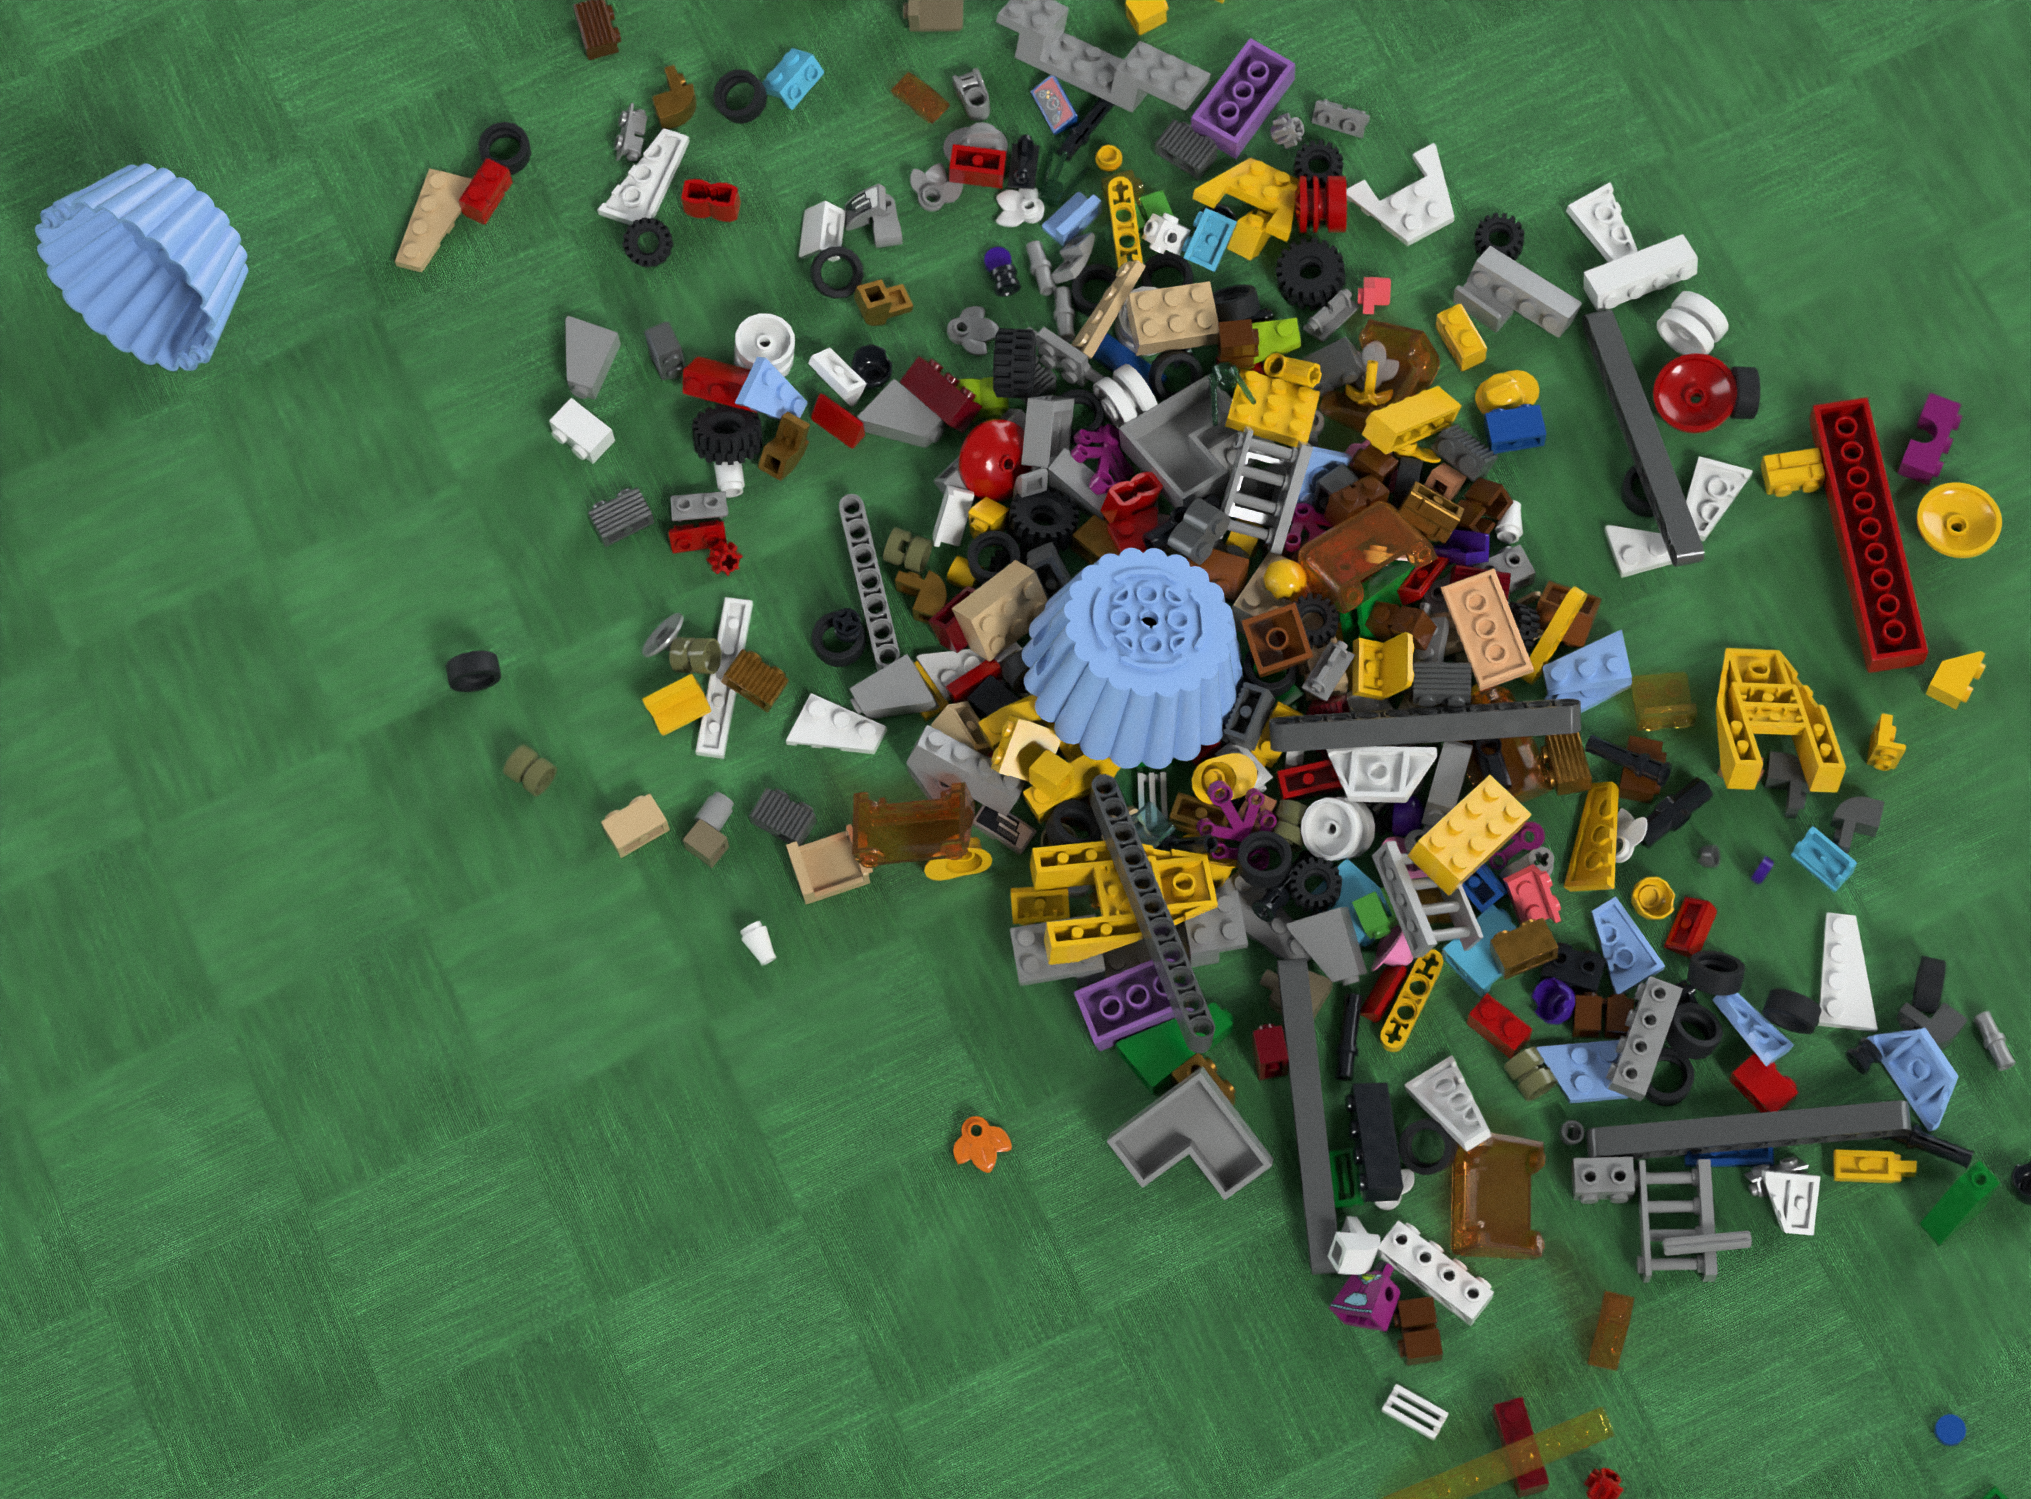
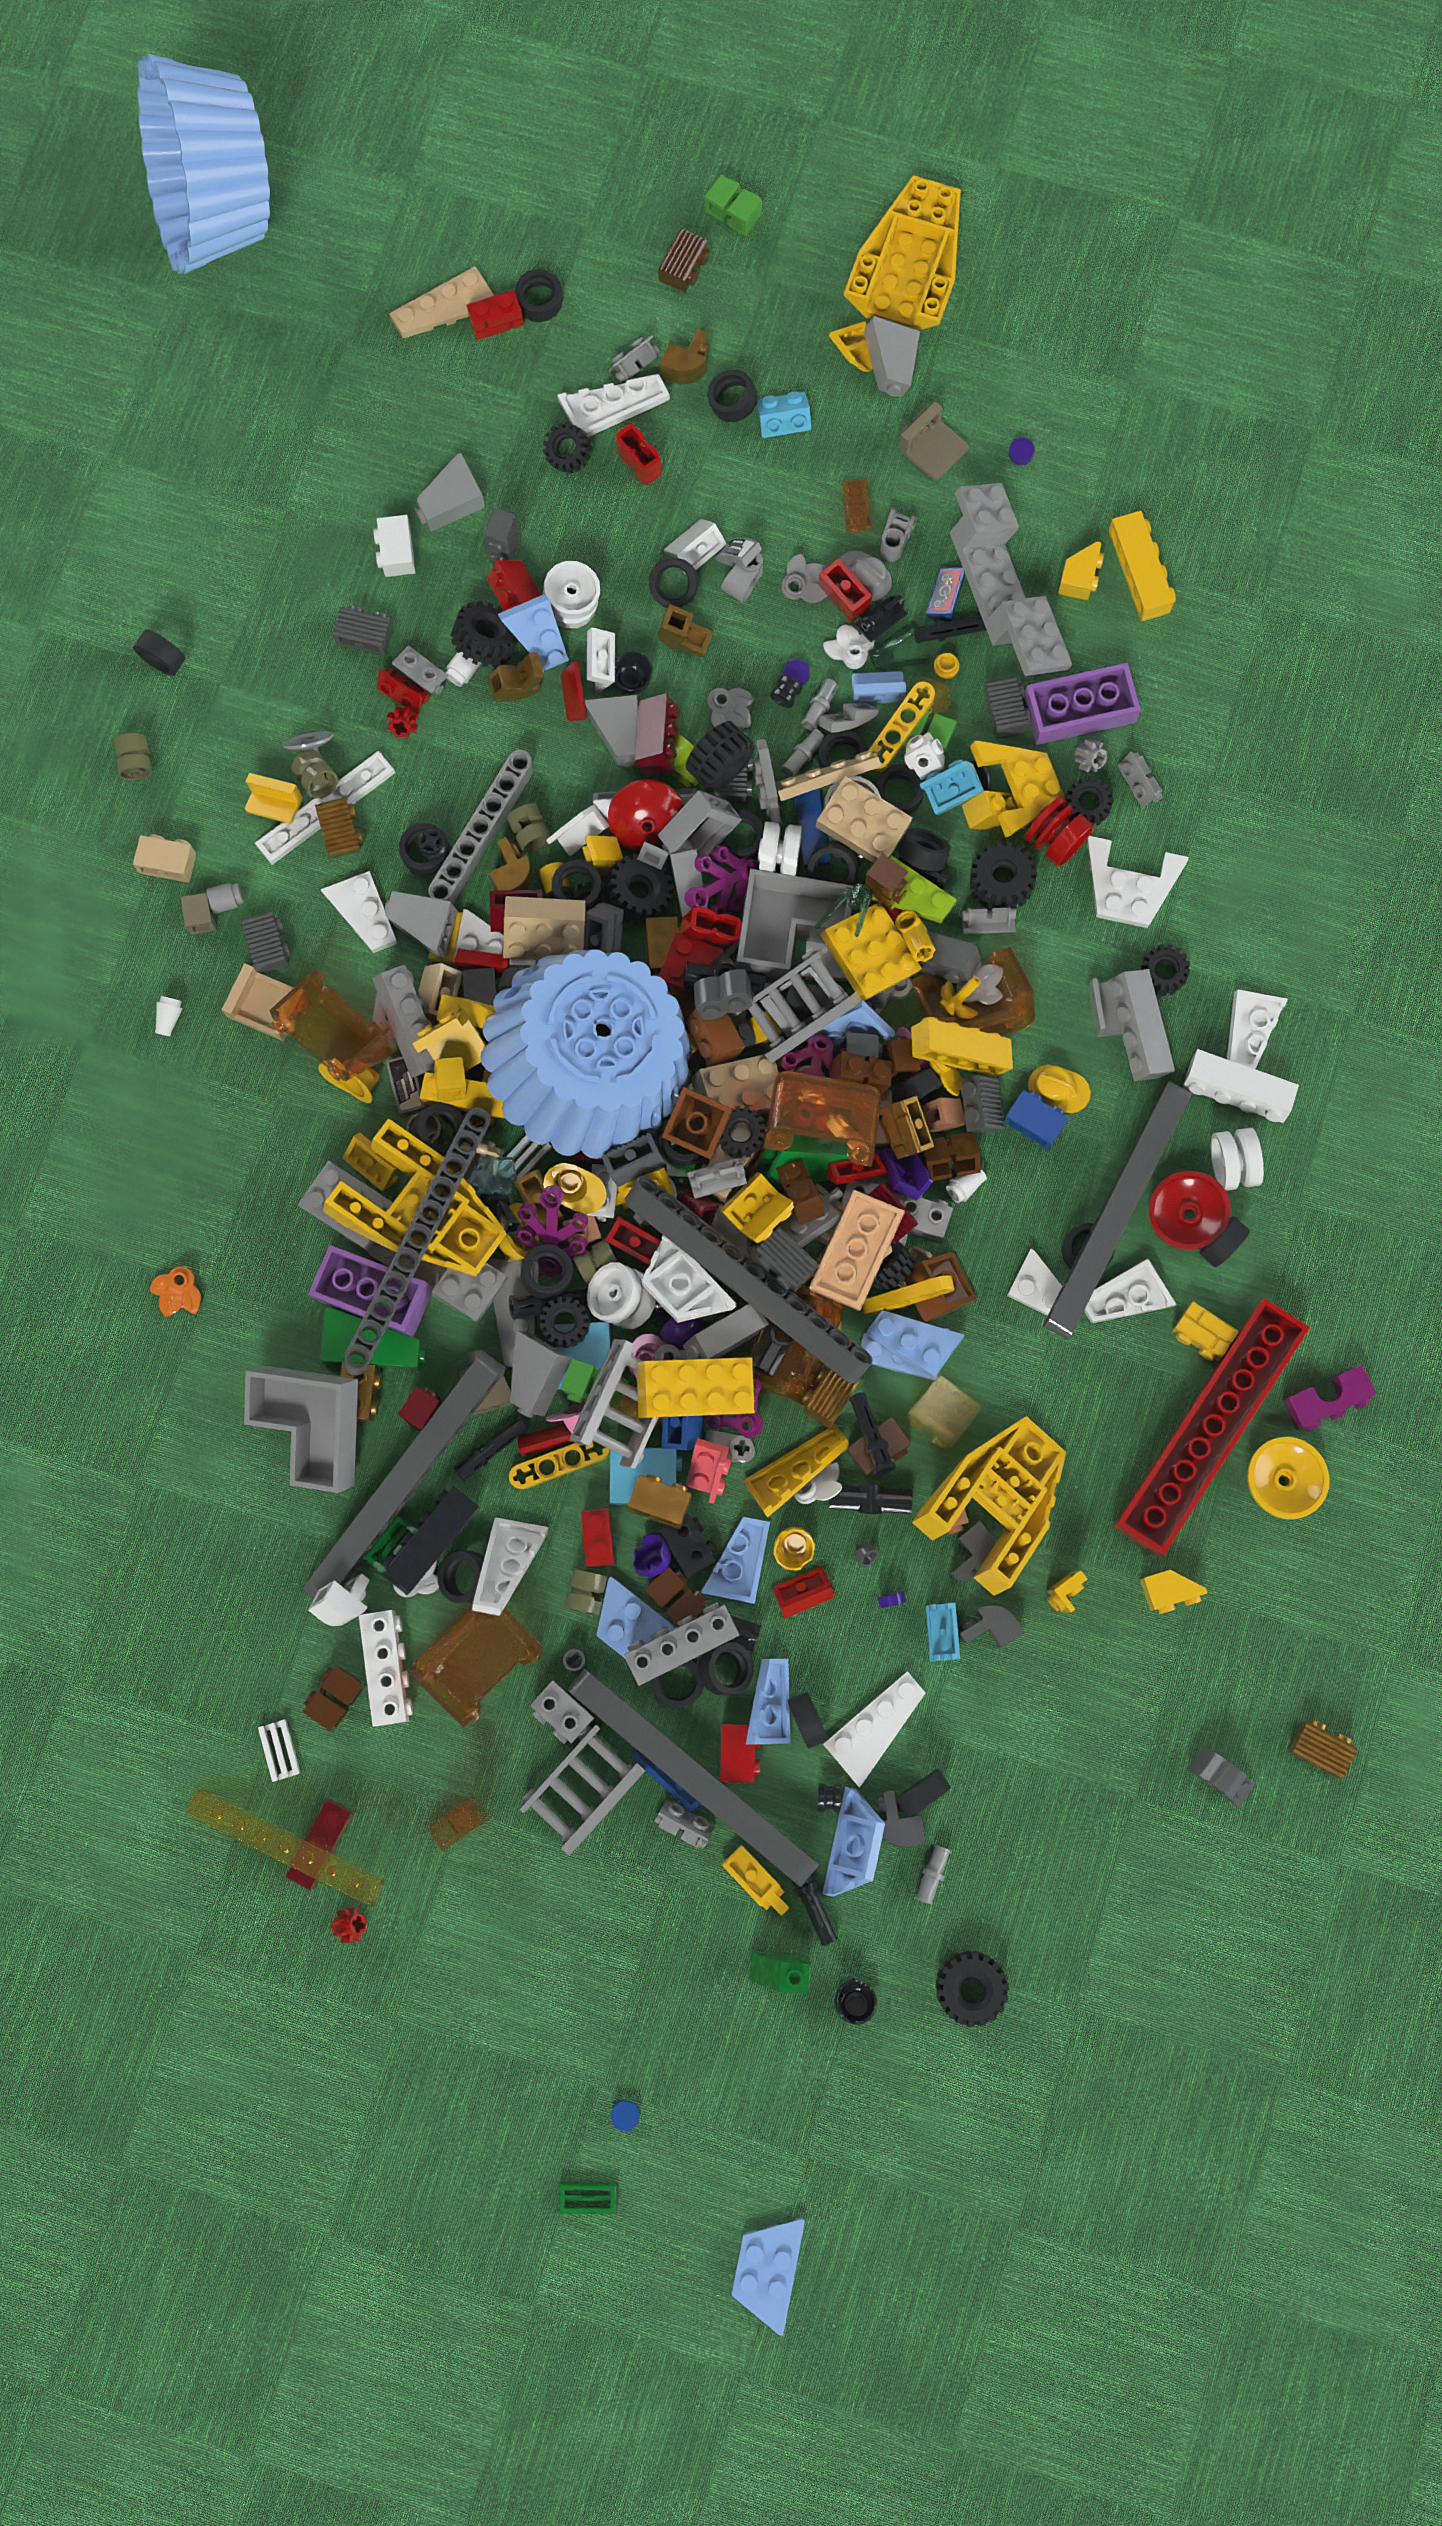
camera: 40 degrees right, 10 degrees up
(1285, 579) = (754, 1085): yellow hair -> none
(1368, 1299) = (319, 1645): magenta torso -> none
(1374, 292) = (1035, 929): coral bracket -> none
(1461, 337) = (1064, 1018): yellow brick -> none
(1707, 1243) = (581, 1828): light grey axle -> none
(1716, 973) = (769, 1649): black tyre -> none
(1793, 1200) = (676, 1853): white wing -> none

